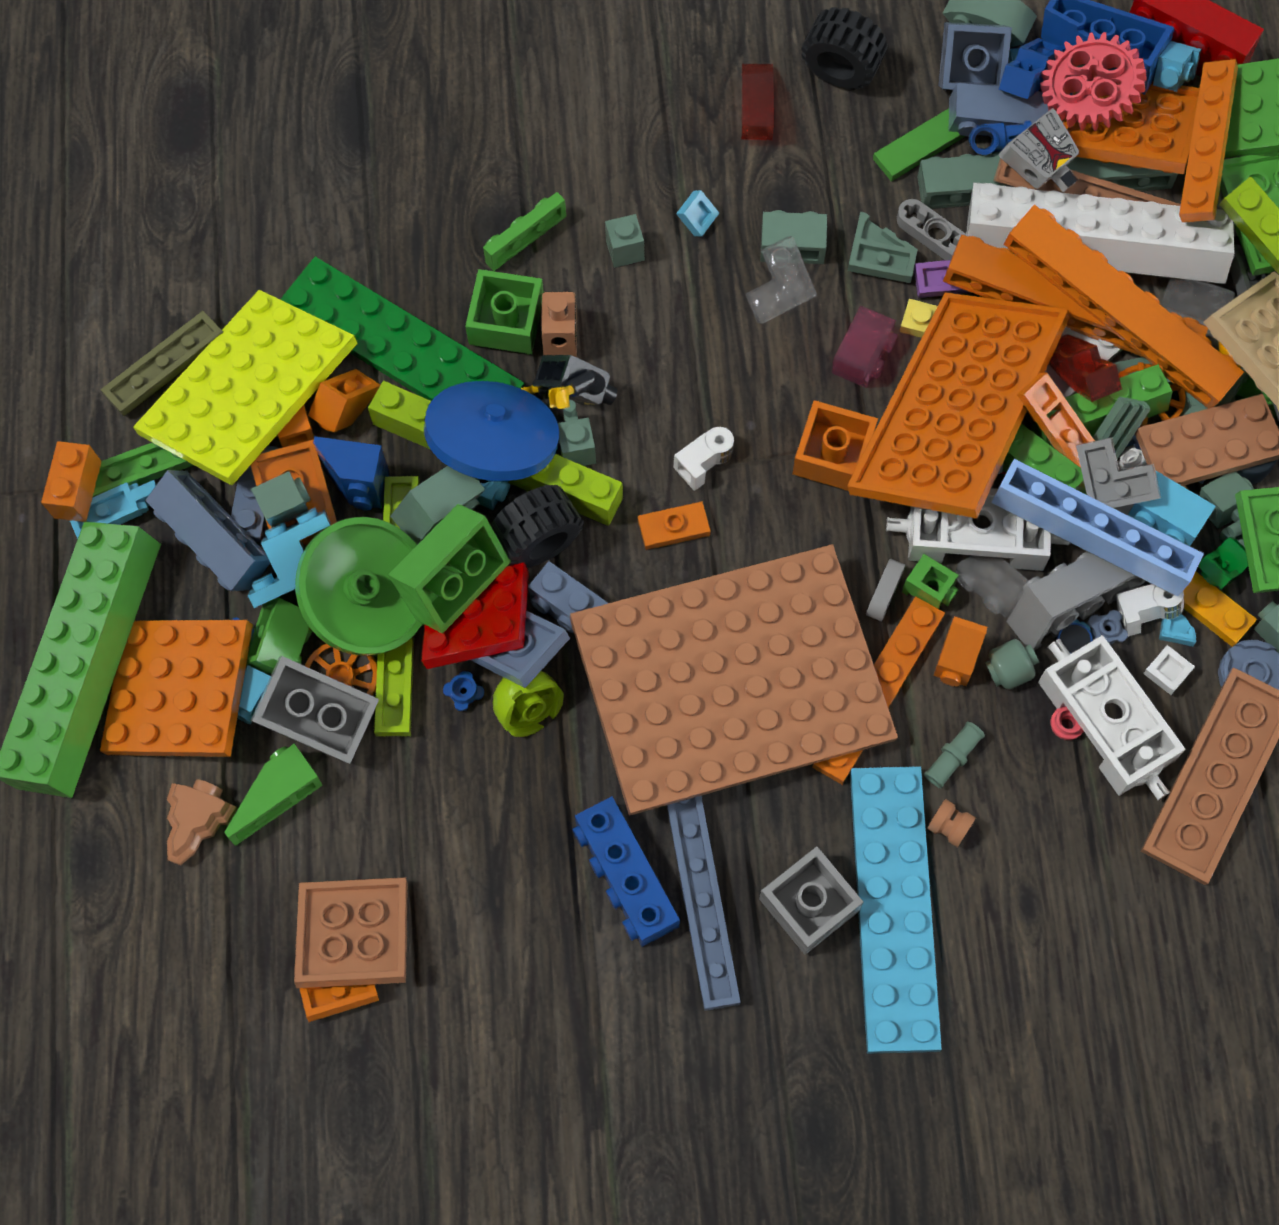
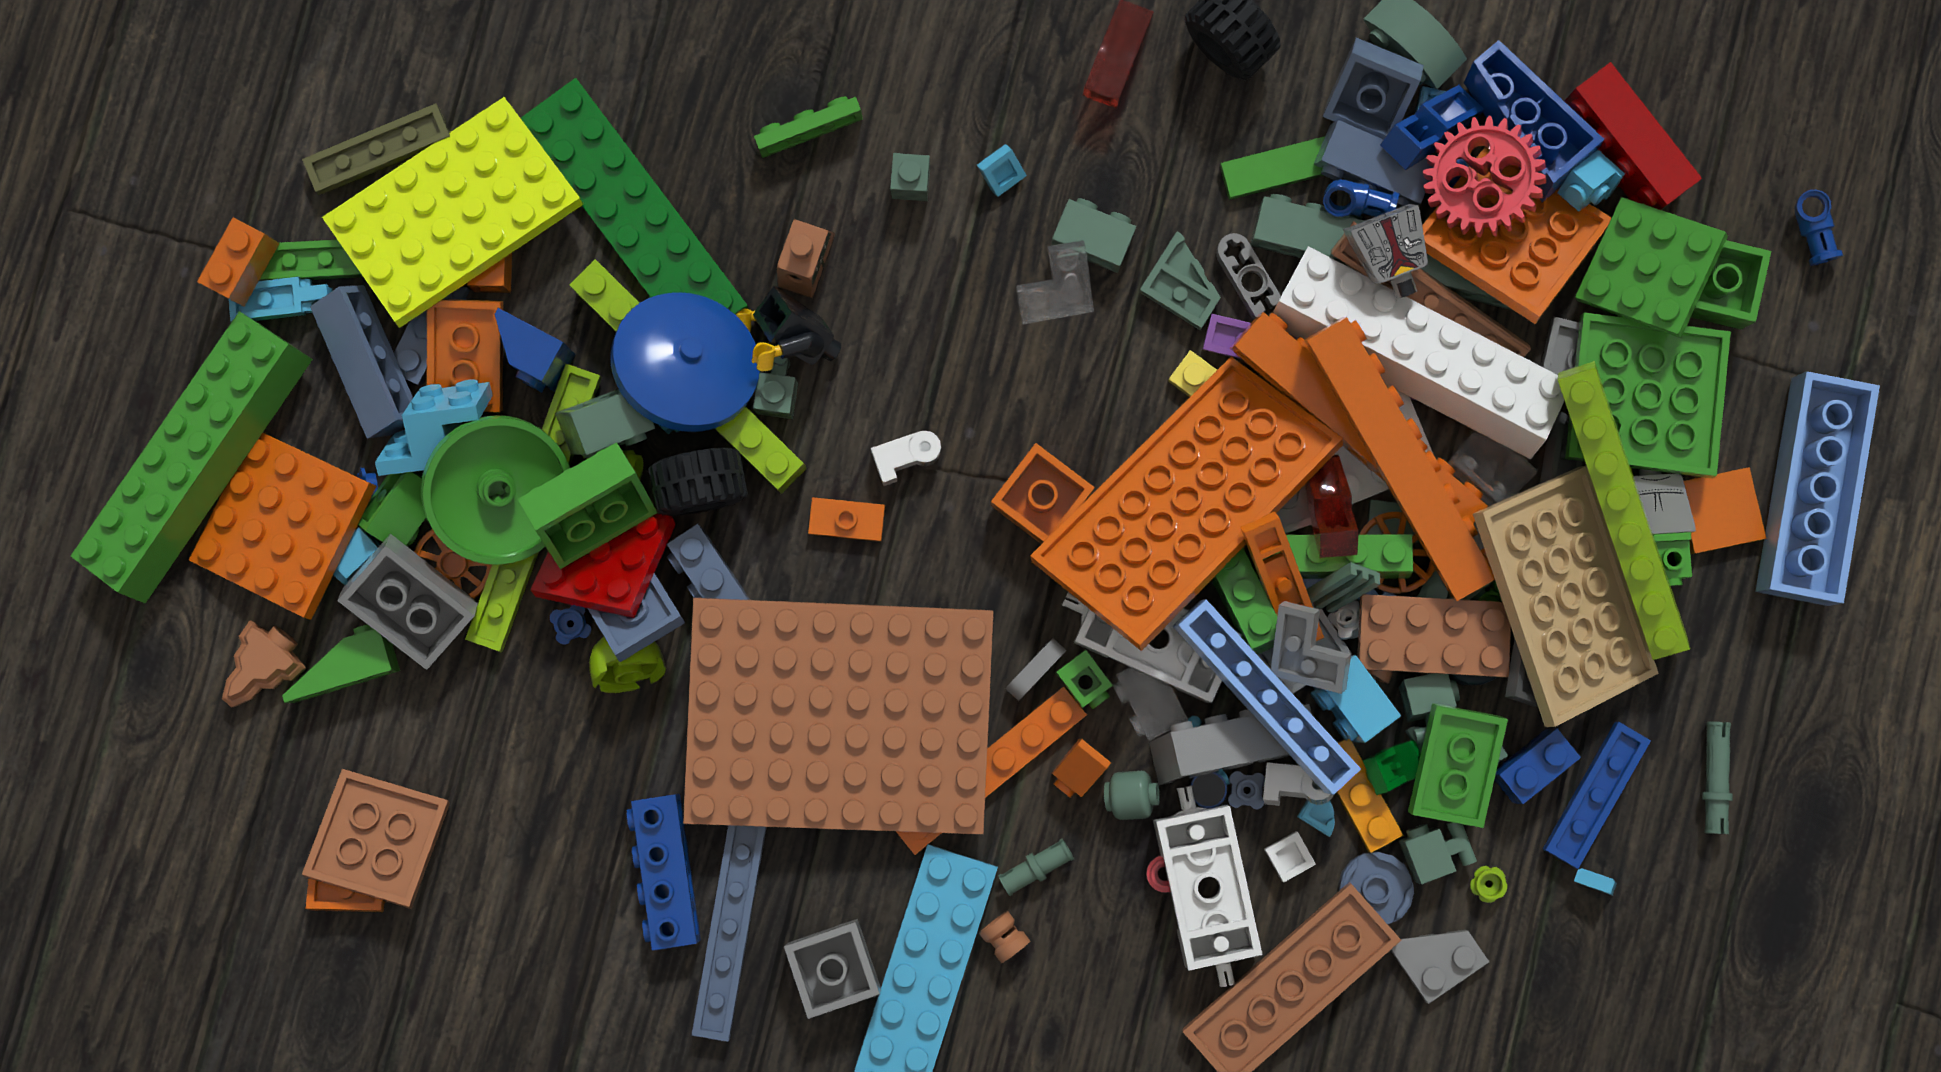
camera: 20 degrees right, 15 degrees up
(281, 498) = (442, 366): sand green brick -> none
(342, 400) = (551, 258): orange slope -> none
(504, 311) = (752, 218): bright green brick -> none
(864, 347) = (1119, 391): clear pink brick -> none
(1208, 141) = (1579, 295): orange plate -> none

